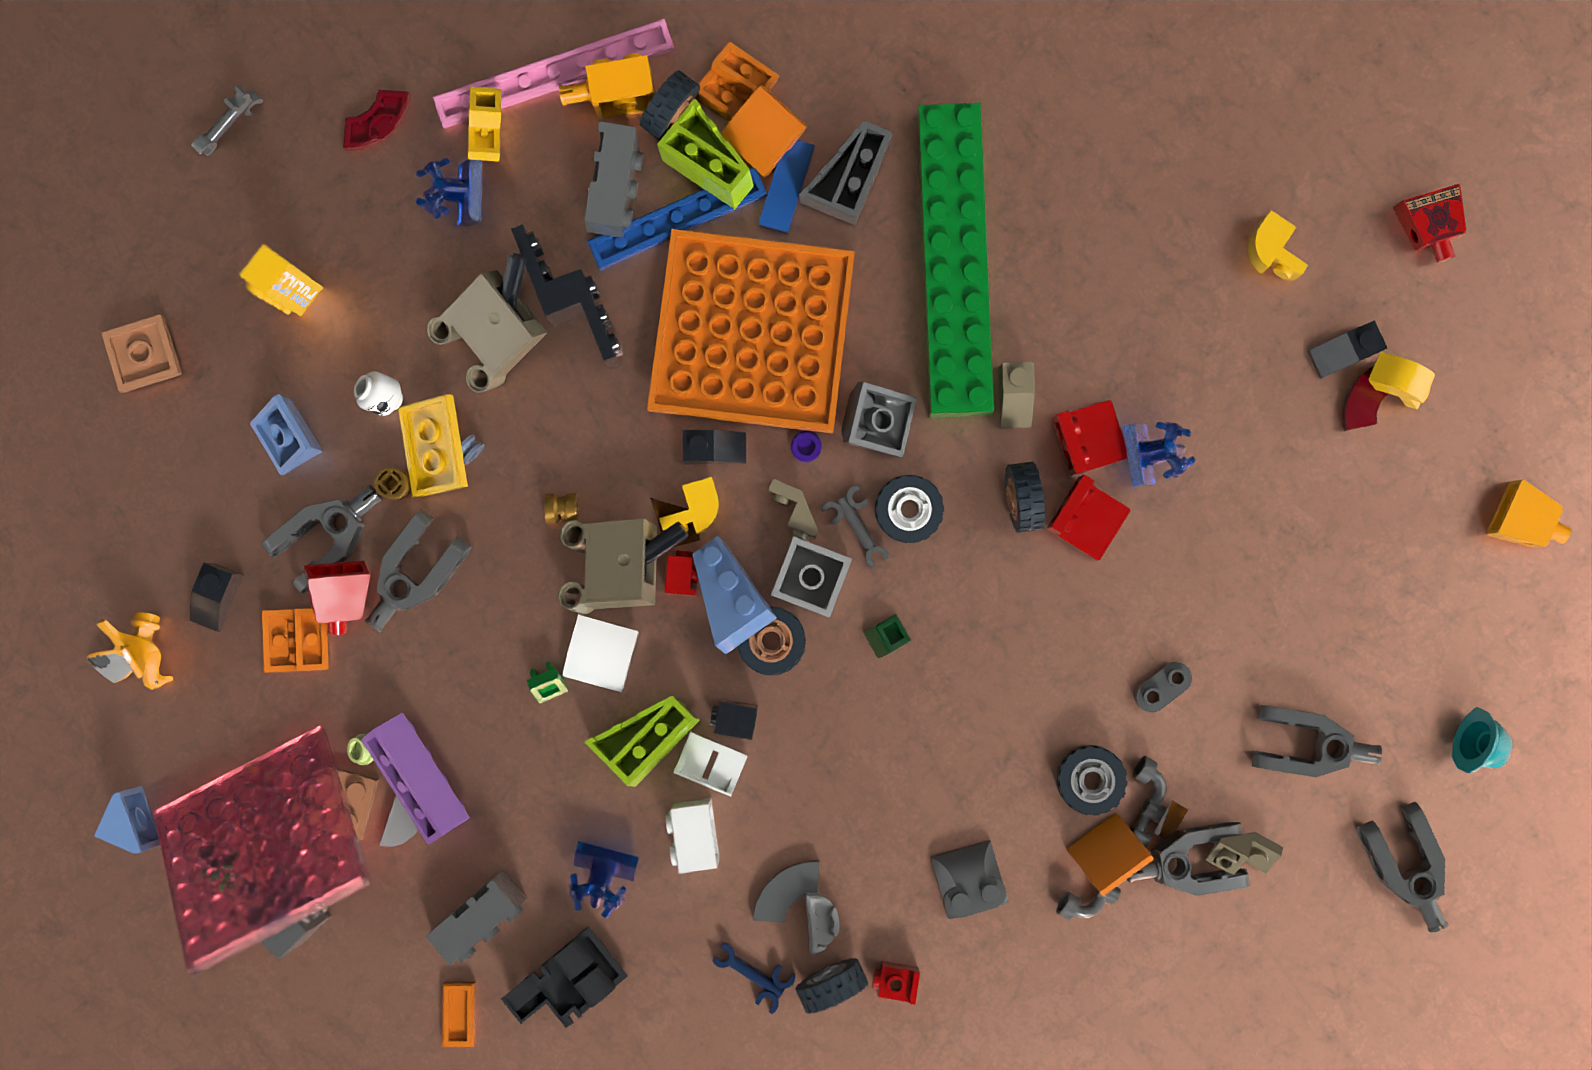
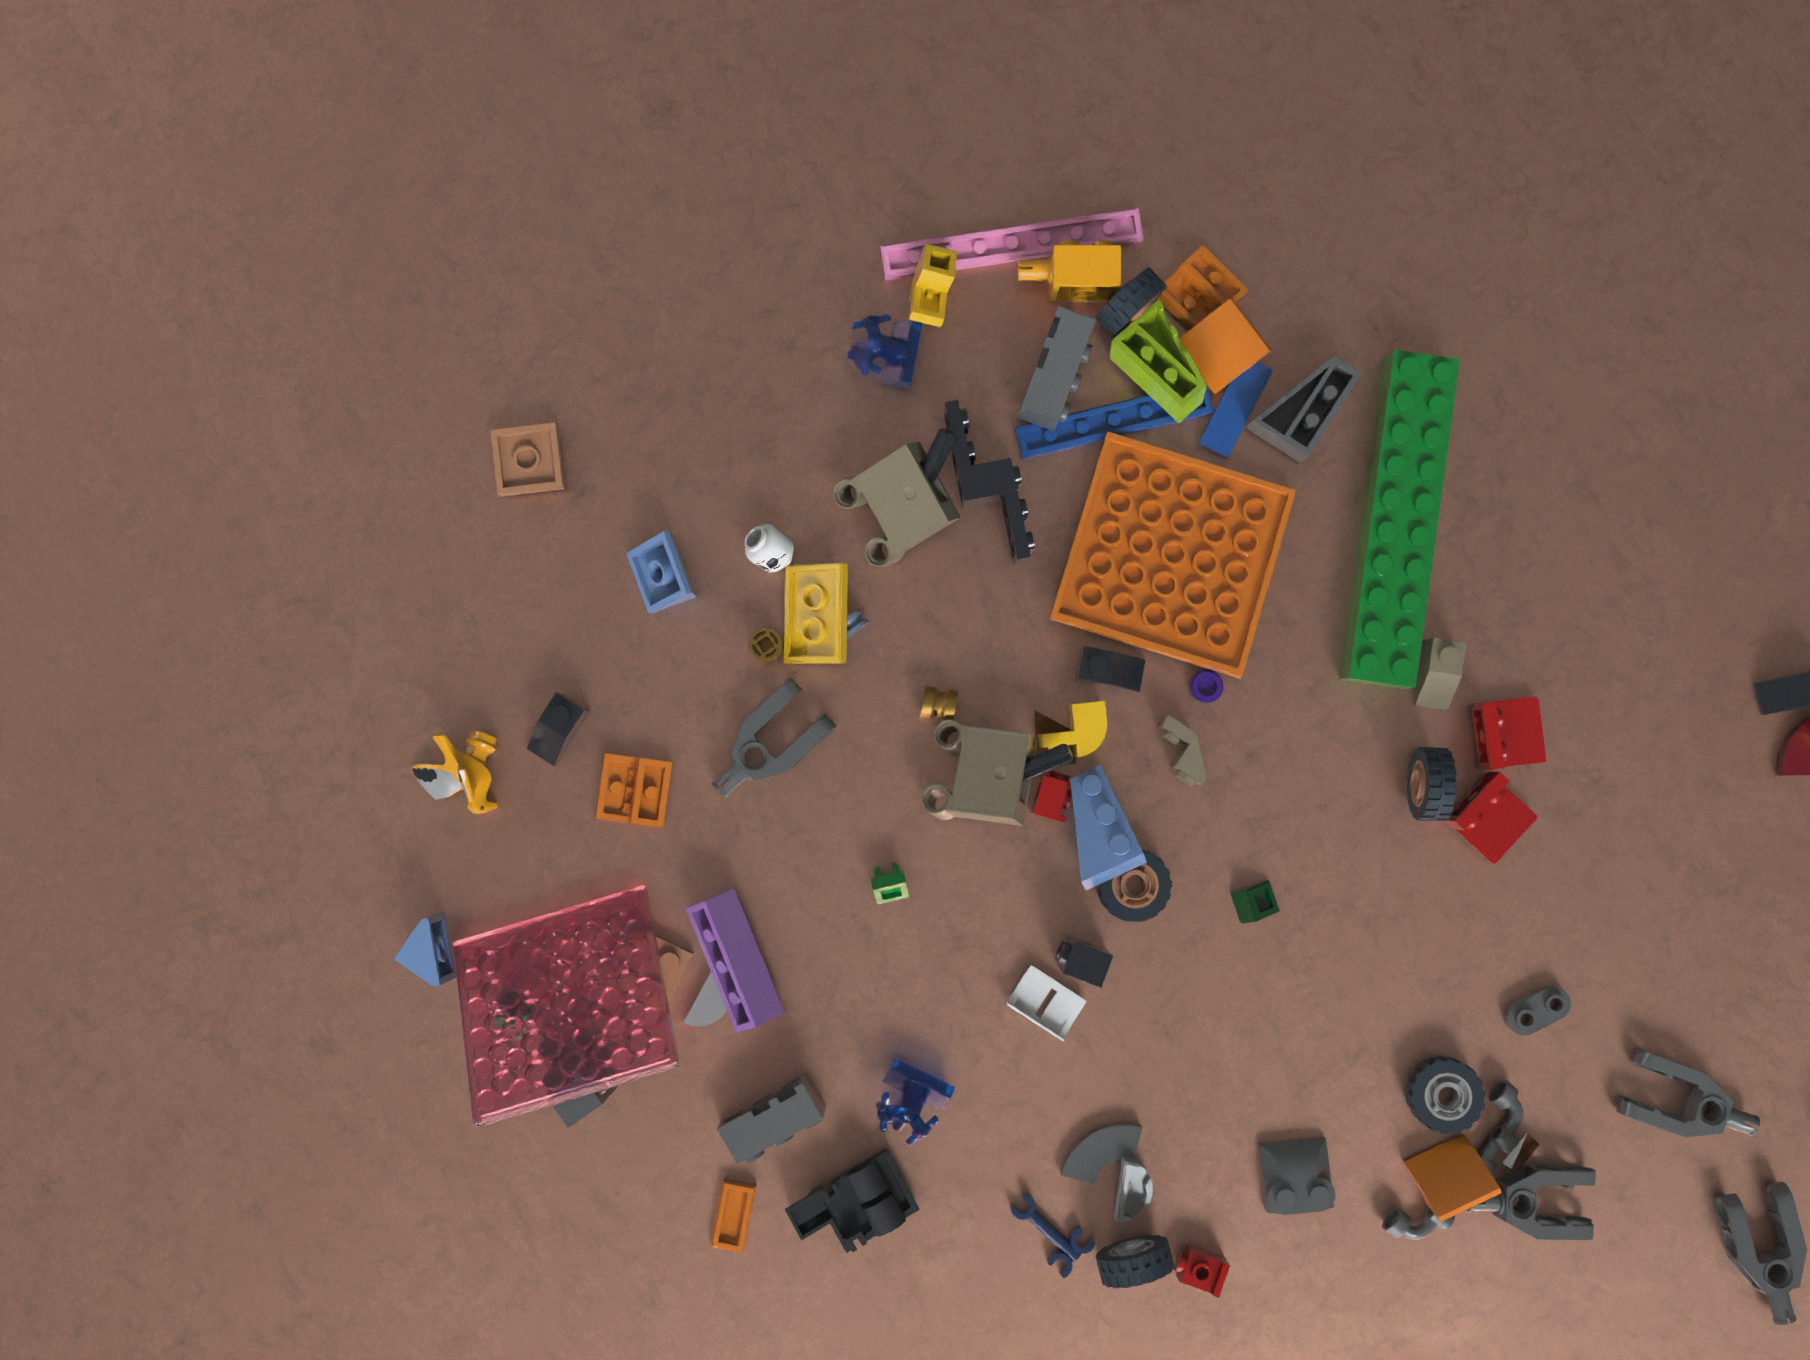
camera: 15 degrees right, 0 degrees up
(239, 103) = (677, 217): dark grey bar -> none
(280, 282) = (693, 413): yellow brick -> none
(325, 513) = (690, 662): dark grey piece -> none
(337, 592) = (689, 749): torso -> none
(357, 751) = (679, 919): yellowish green plate -> none
(377, 122) = (818, 261): dark red tile -> none
(600, 653) = (951, 864): white slope -> none
(643, 740) = (982, 964): lime wedge -> none
(694, 835) = (1019, 1075): white brick -> none
(811, 577) = (1190, 826): light grey brick -> none
(846, 507) = (1236, 758): dark grey bar -> none
(878, 419) = (1288, 672): dark grey slope -> none
(928, 503) = (1324, 778): black wheel -> none
(1144, 453) = (1568, 761): clear blue piece -> none
(1250, 848) = (1597, 1199): dark tan slope -> none
(1267, 249) = (1733, 566): yellow brick -> none

